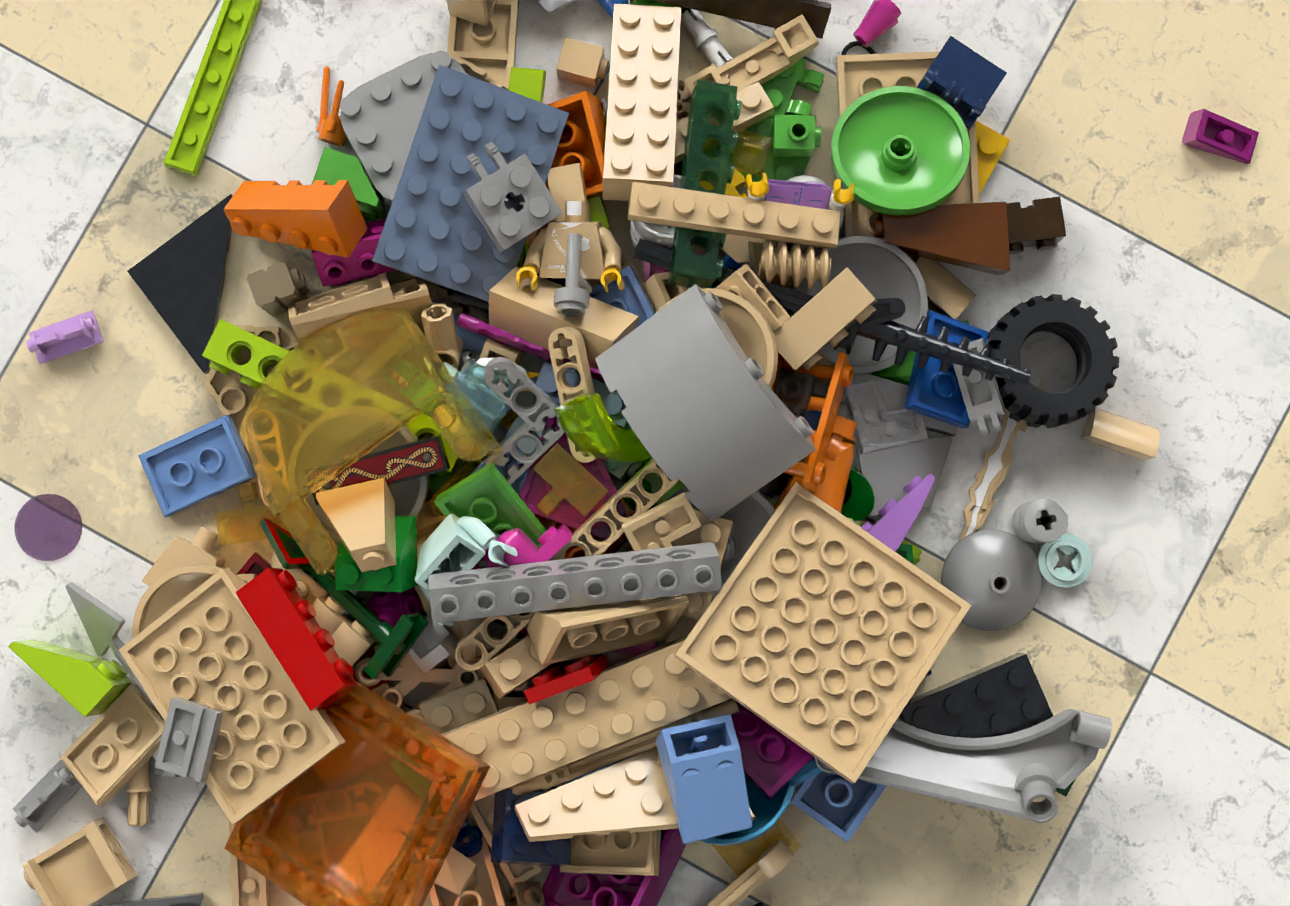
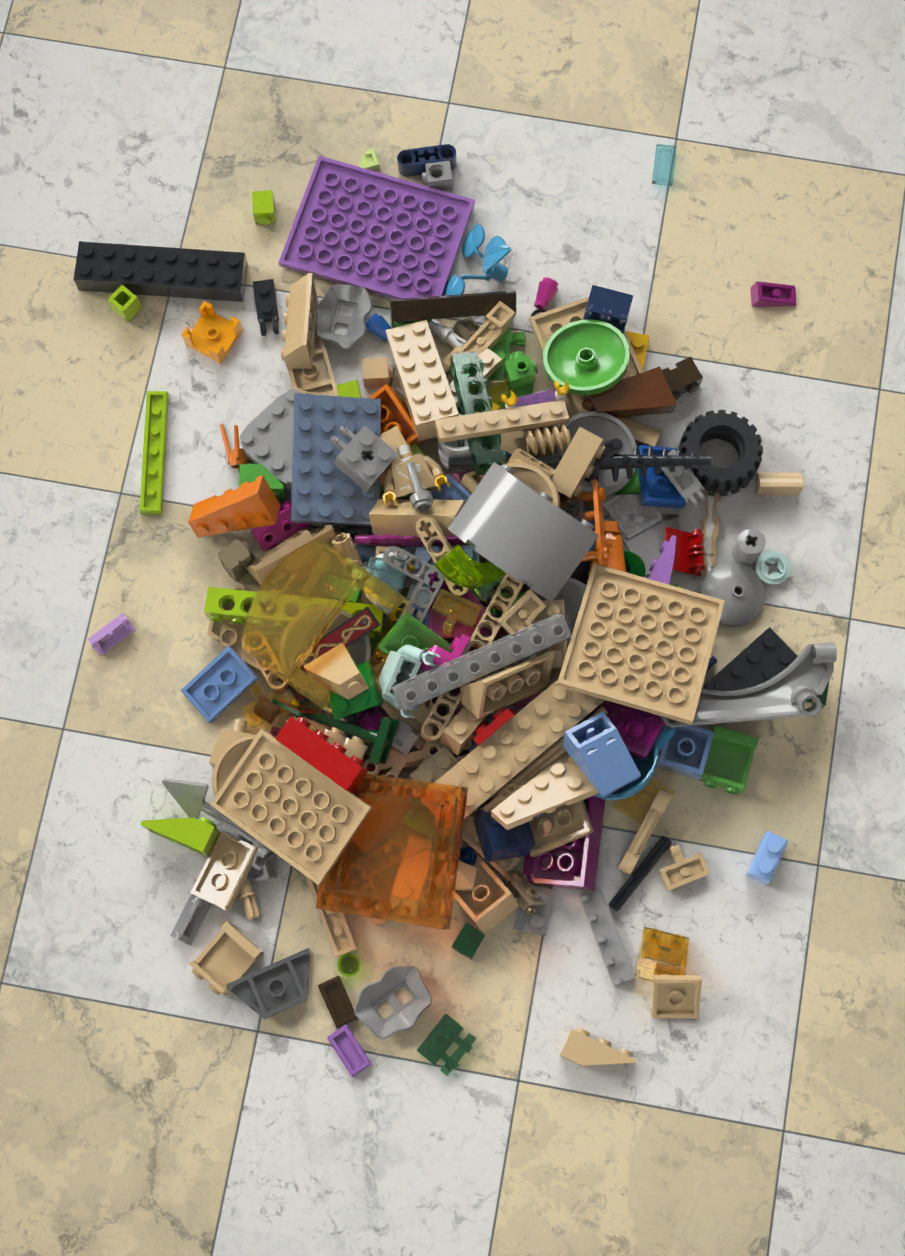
camera: 15 degrees left, 10 degrees down
(48, 527) = (136, 754): clear purple piece -> none
(188, 278) = (176, 575): black tile -> none
(188, 739) = (274, 839): light grey plate -> none
(249, 529) = (266, 709): none -> reddish brown slope
(738, 37) = (465, 328): none -> dark tan slope
(896, 830) = (729, 760): none -> bright green panel
(948, 493) = (688, 551): none -> red hinge

